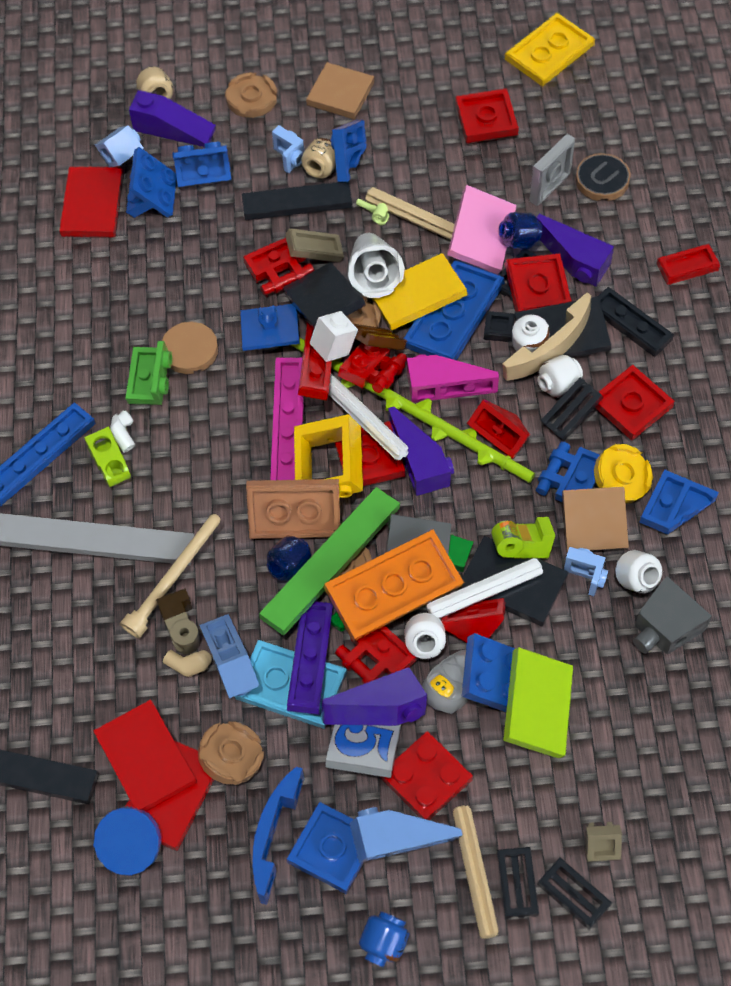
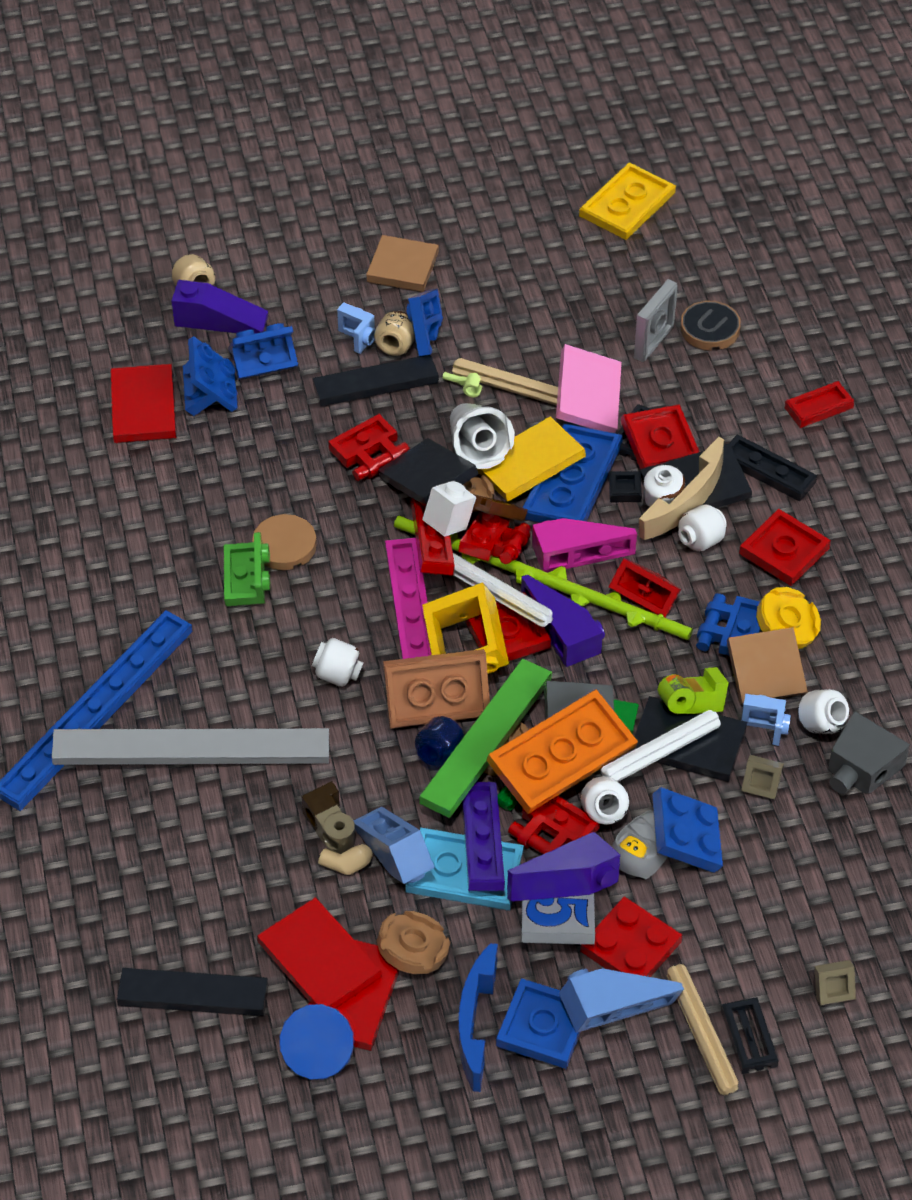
camera: 10 degrees left, 10 degrees down
(107, 457) = (216, 661): lime leg -> none
(119, 146) = (165, 341): light blue brick -> none
(119, 430) = (224, 636): white arm -> none
(136, 621) = (280, 826): tan piece -> none
(212, 470) = (337, 662): none -> white head
(251, 95) = (302, 277): medium nougat tile -> none
(269, 327) = (371, 511): blue piece -> none
(314, 245) = (406, 422): dark tan tile -> none
(384, 938) = (617, 1104): blue head -> none
(477, 618) = (665, 774): red slope -> none
(486, 115) = (571, 274): red plate -> none
(520, 230) = (632, 385): clear blue head -> none
(538, 703) = (740, 853): lime tile -> none
(564, 401) = (709, 555): black tile -> none
(568, 905) = (808, 1042): black tile -> none
(572, 628) = (762, 777): none -> dark tan tile
(580, 253) = (703, 403): dark purple slope -> none
(675, 502) = (850, 641): blue wing -> none

